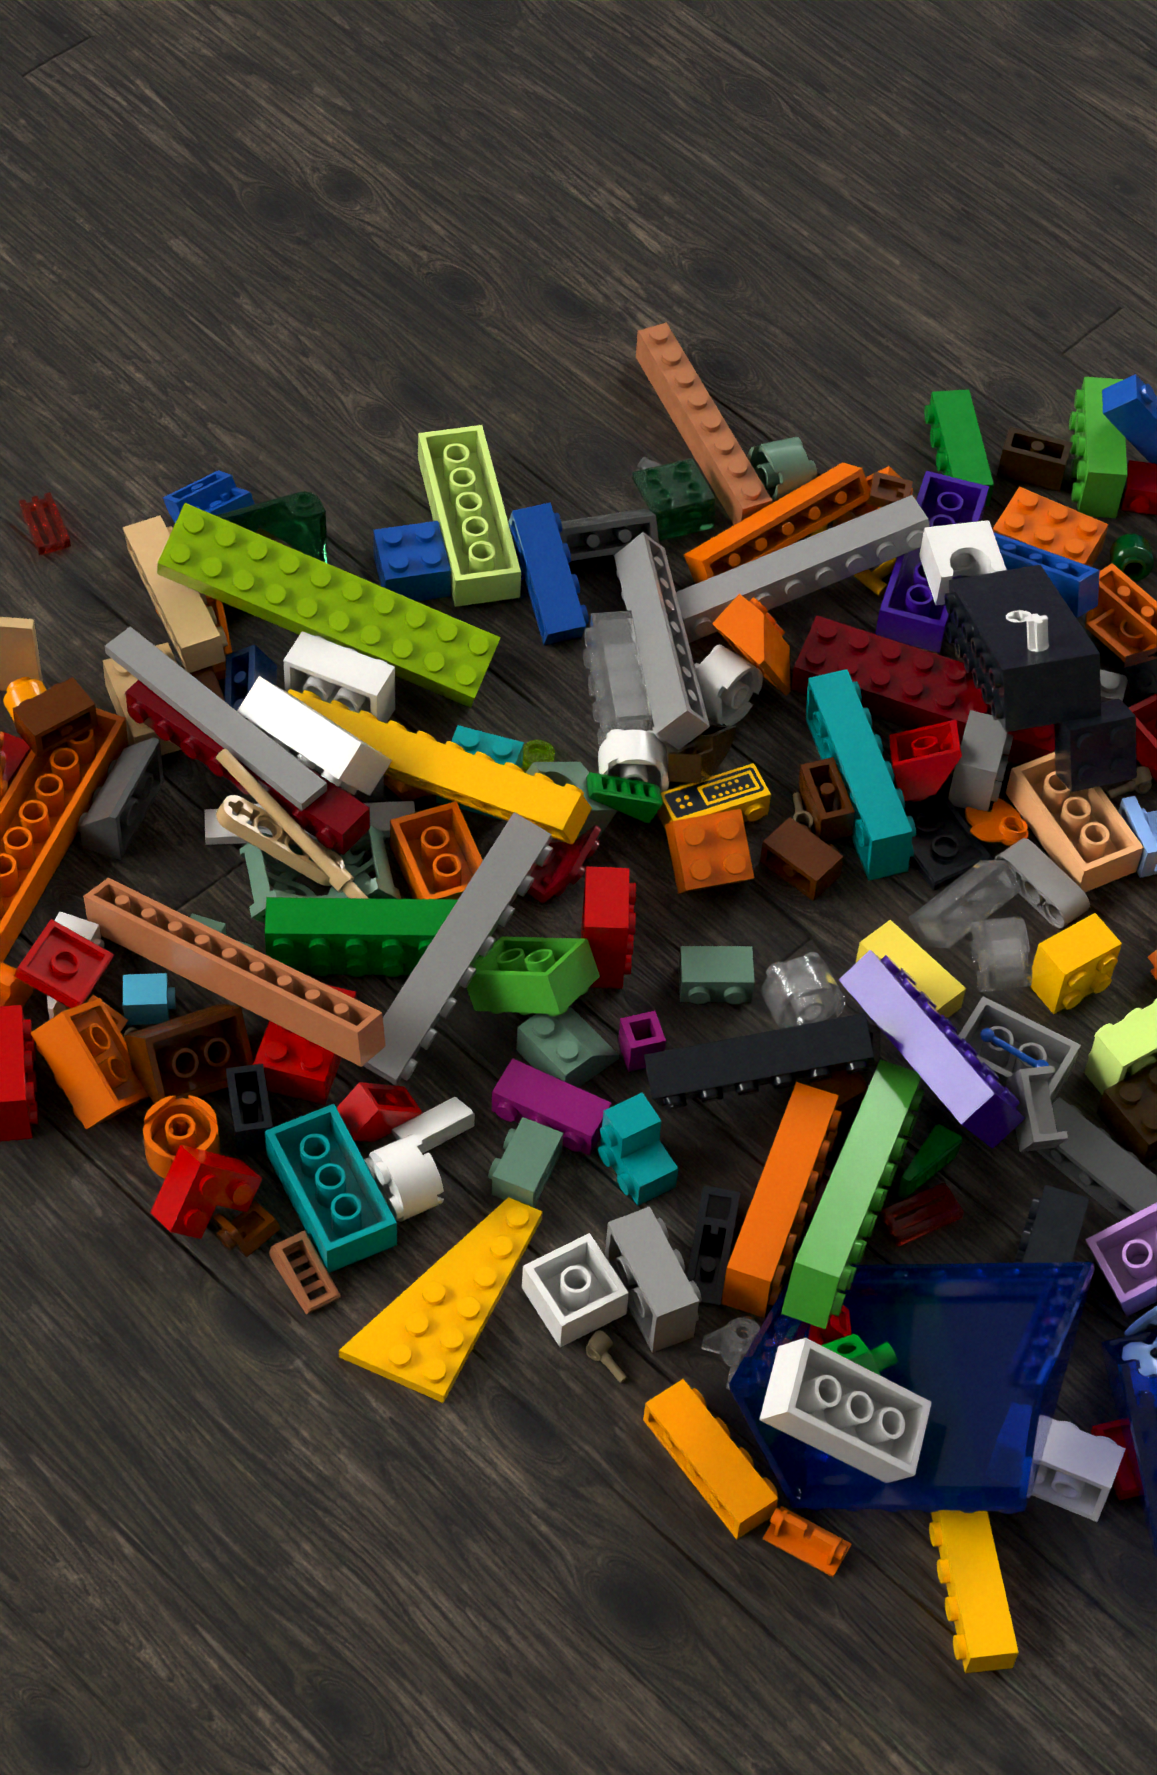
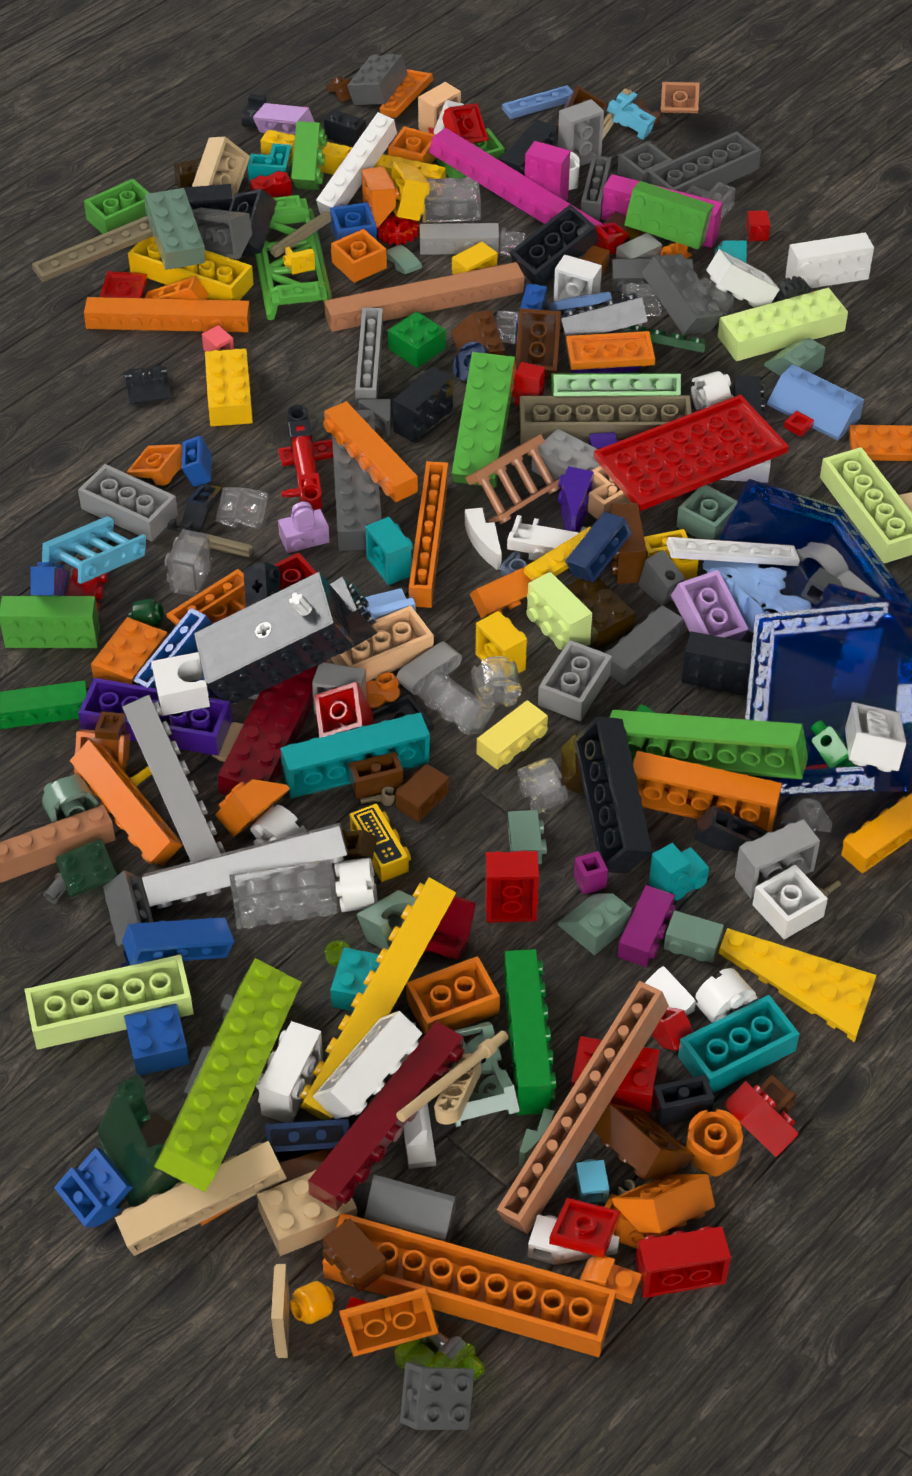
camera: 90 degrees left, 5 degrees down
(38, 505) = (103, 1318): clear red tile -> none
(216, 718) = (360, 1129): light grey tile -> none
(302, 1243) = (787, 1074): nougat slope -> none
(458, 945) = (544, 954): light grey brick -> none
(532, 975) = (558, 926): bright green brick -> none
(625, 795) = (386, 883): green slope -> none
(709, 851) = (430, 836): orange brick -> none
(933, 1048) = (600, 699): brick -> none
(988, 1035) = (591, 657): blue hinge -> none
(1034, 458) = (56, 659): dark brown brick -> none
(1039, 1127) = (627, 660): light grey panel -> none

